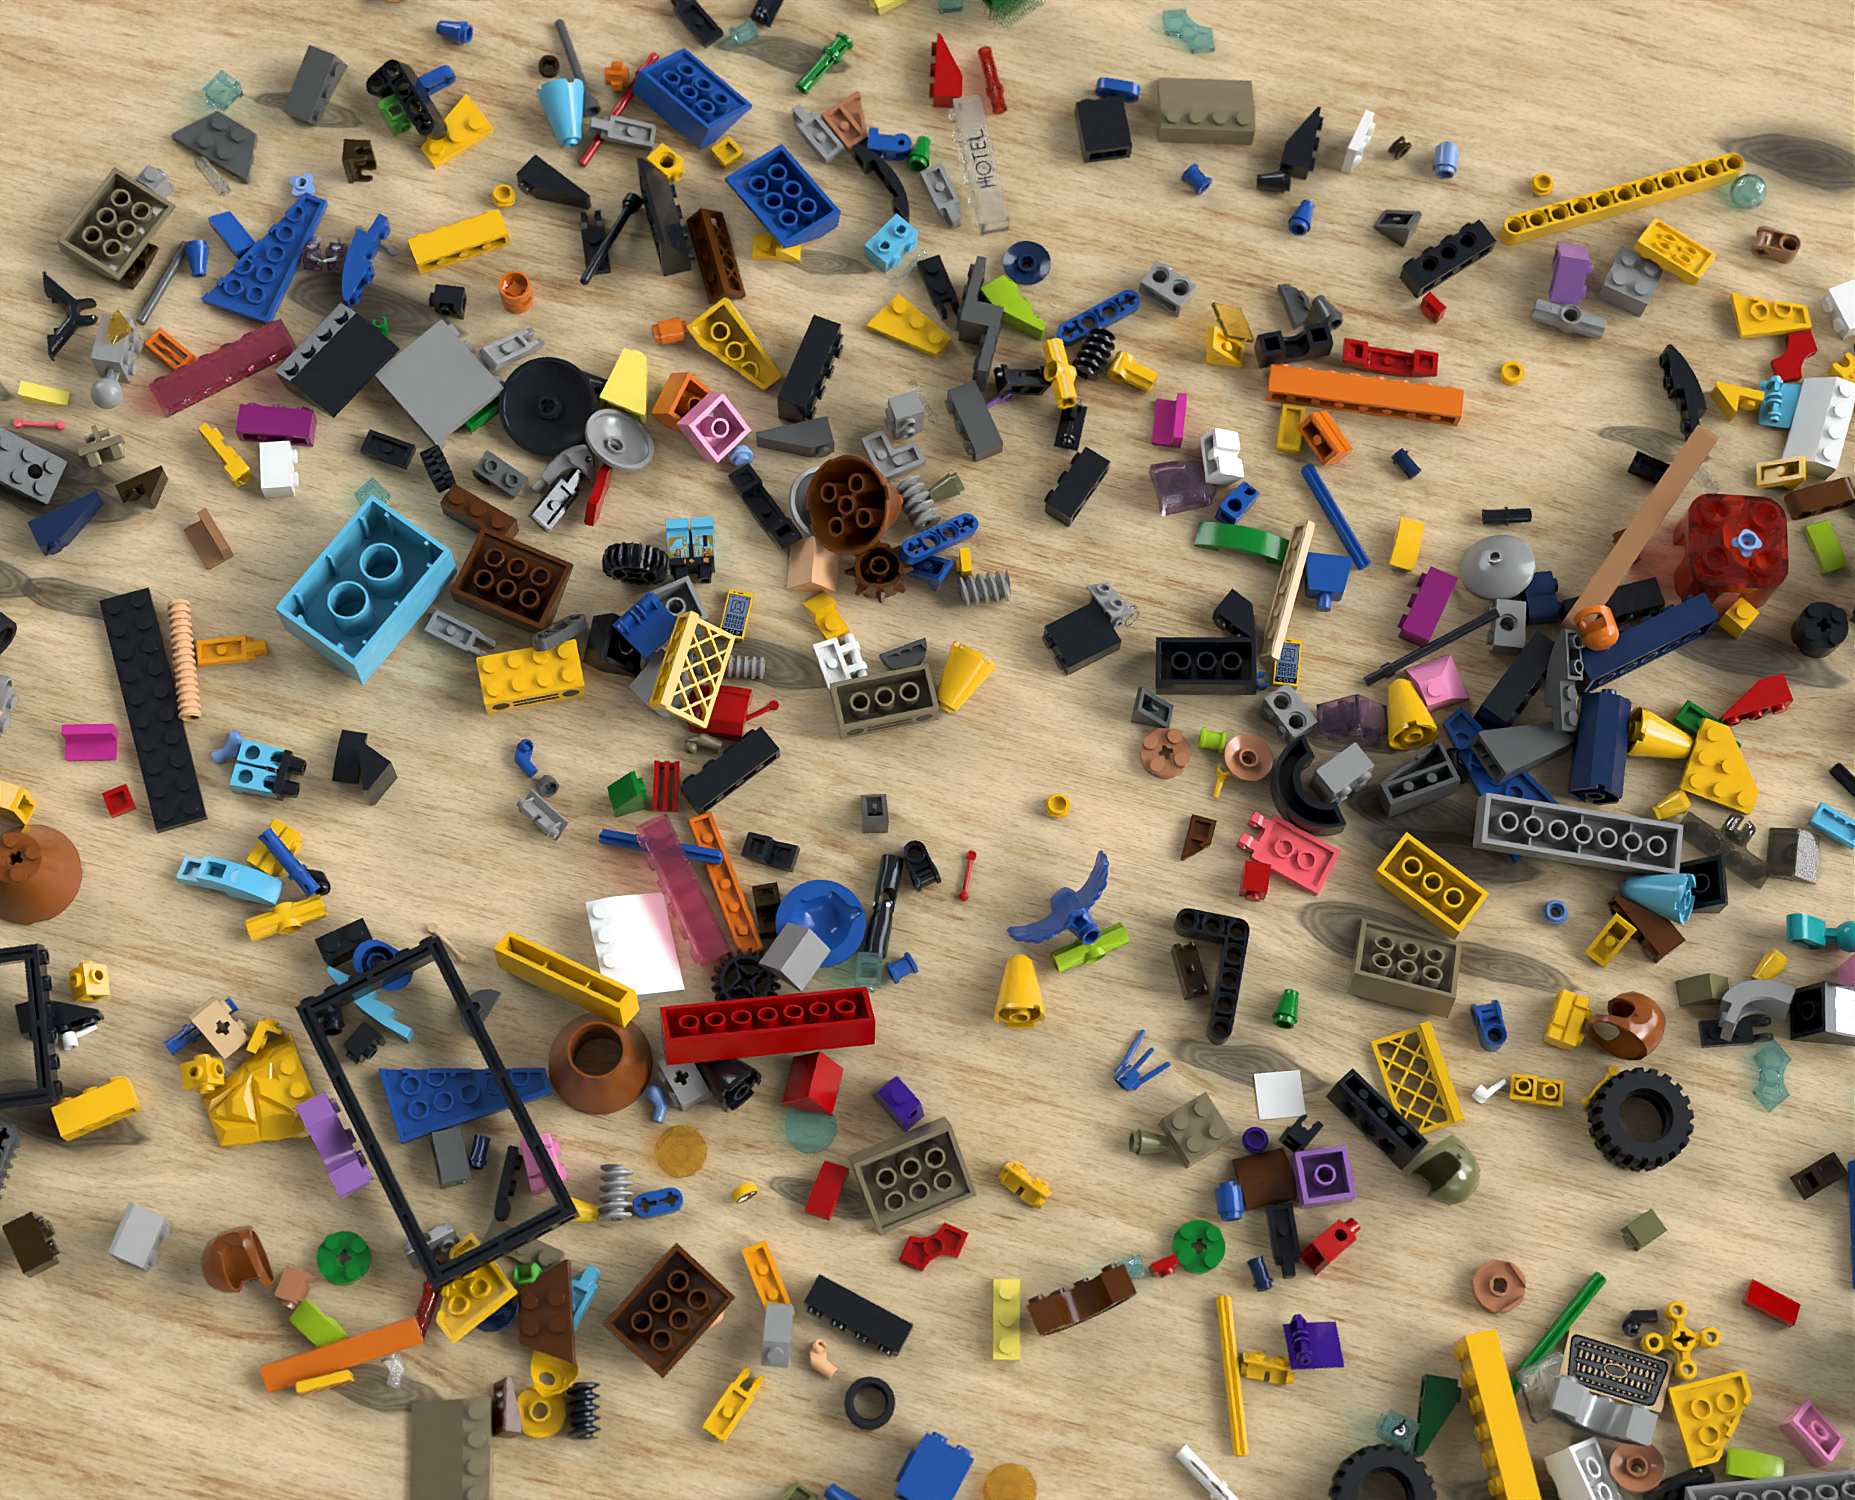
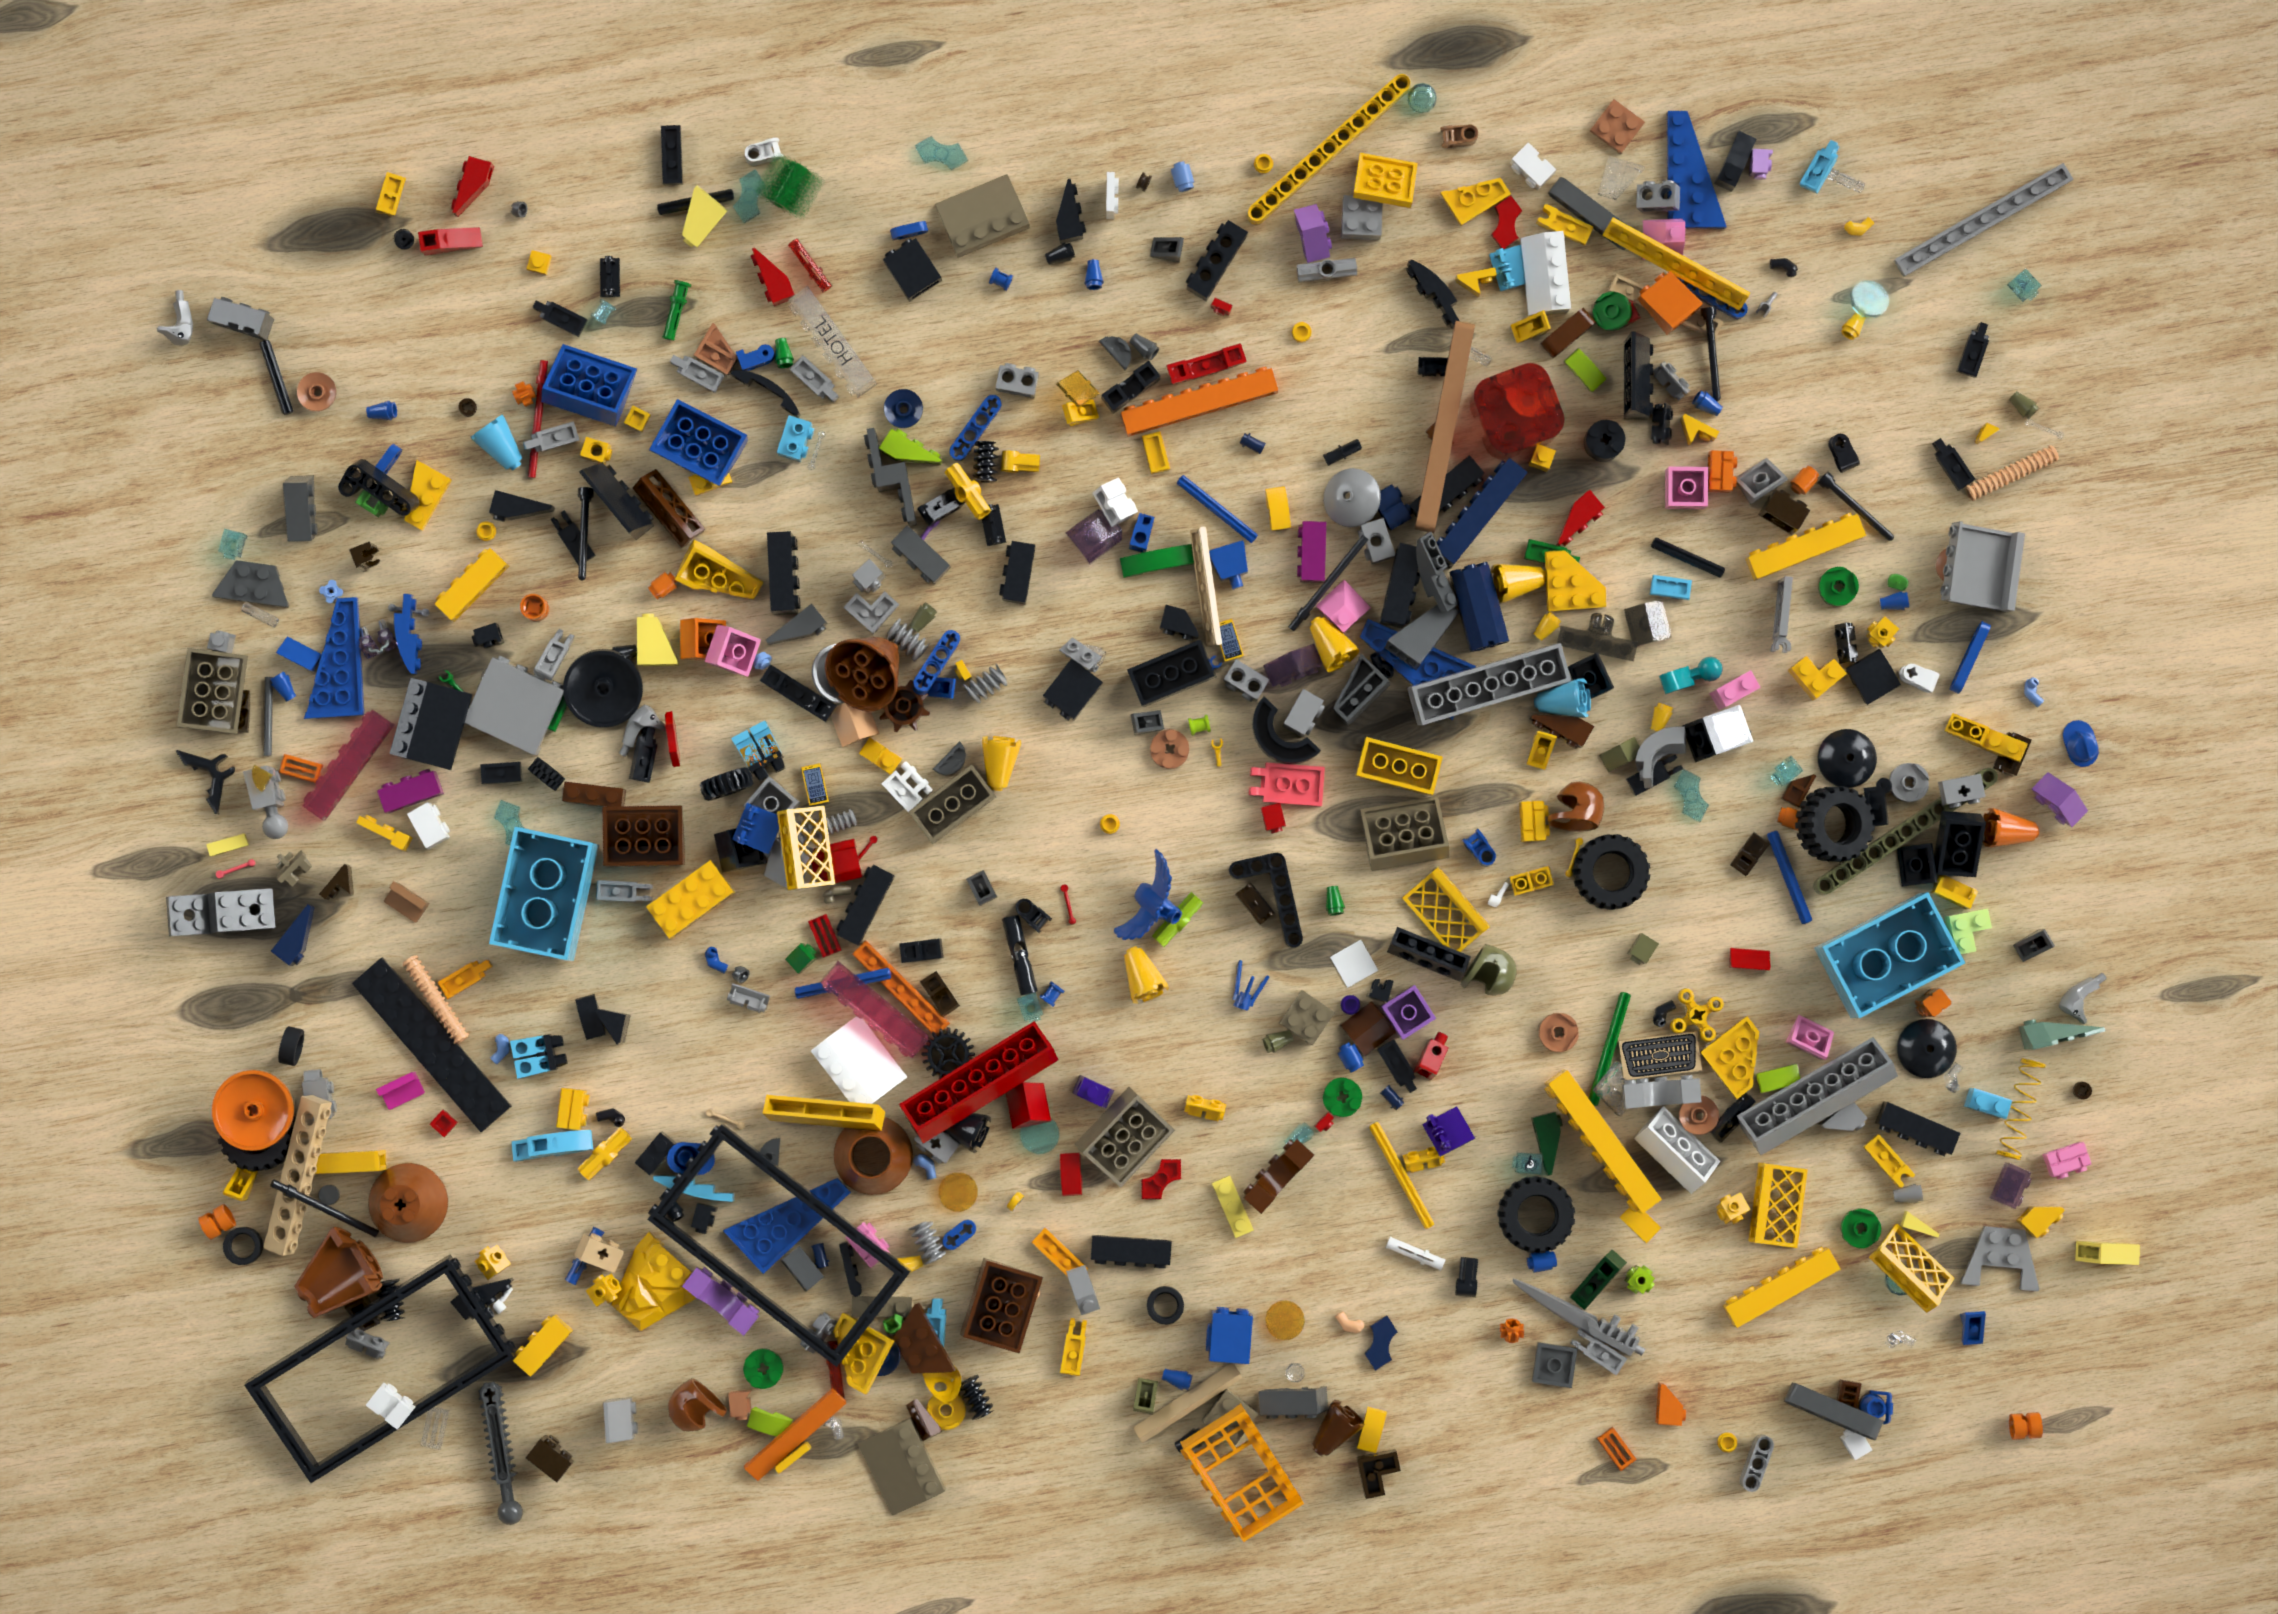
camera: 25 degrees left, 15 degrees up
(257, 1035) = (628, 1244): yellow bracket -> none
(289, 862) = (589, 1116): blue pin -> none
(496, 472) = (592, 756): dark grey plate -> none
(559, 632) = (692, 869): dark grey beam -> none
(590, 105) = (515, 426): dark grey piece -> none
(619, 440) = (668, 683): light grey dish -> none
(795, 955) = (974, 1022): light grey slope -> none
(818, 1360) = (1117, 1291): light nougat arm -> none
(830, 913) = (981, 989): blue piece -> none
(909, 325) = (837, 498): yellow wing -> none
(938, 284) = (844, 454): black hinge -> none
(1169, 421) = (1063, 488): dark pink panel -> none
(1198, 836) = (1219, 800): reddish brown tile -> none
(1252, 749) = (1237, 721): nougat dish -> none
(1324, 438) = (1184, 452): orange brick -> none
(1556, 905) = (1501, 743): medium blue plate -> none
(1600, 632) = (1443, 525): orange helmet -> none
(1746, 536) = (1523, 402): light blue plate -> none

